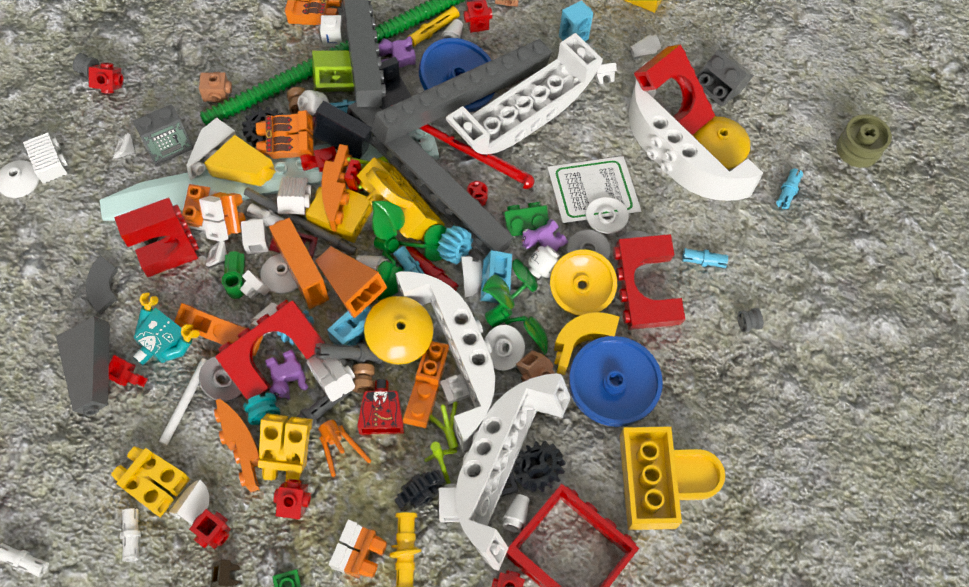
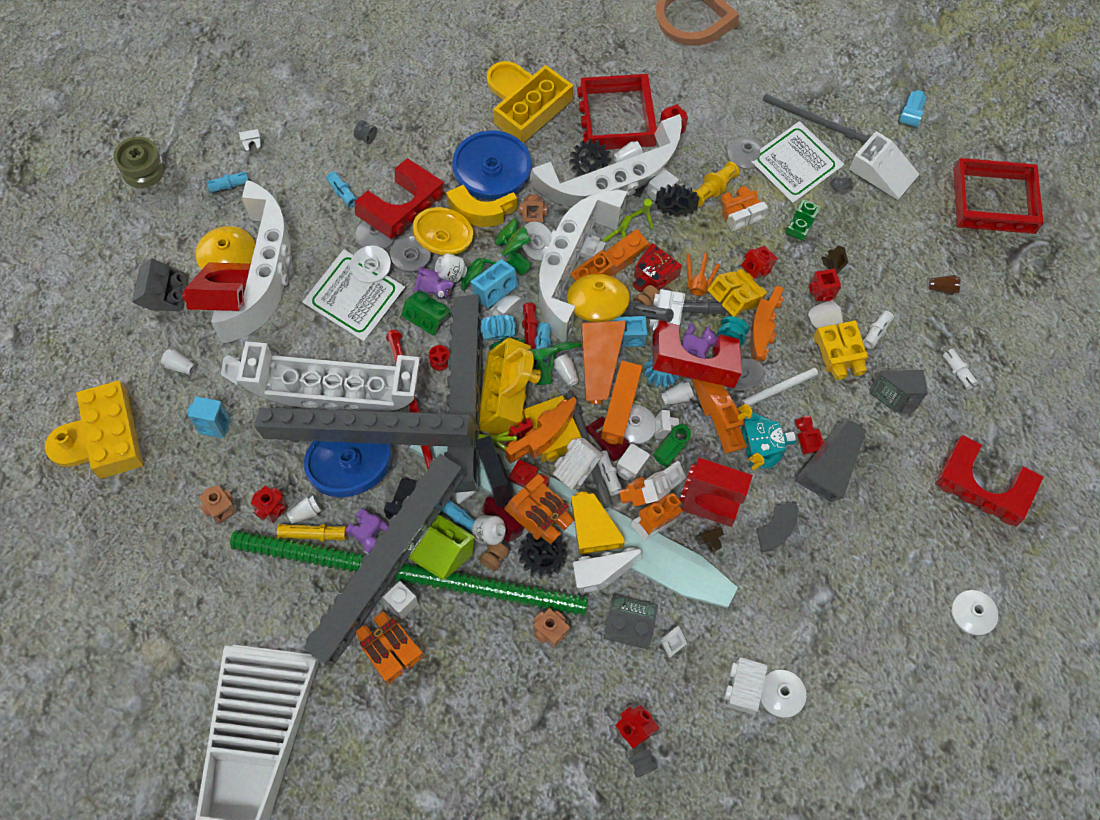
camera: 135 degrees left, 0 degrees up
(63, 475) = (900, 389): none -> dark grey slope
(824, 234) = (250, 136): none -> white tile

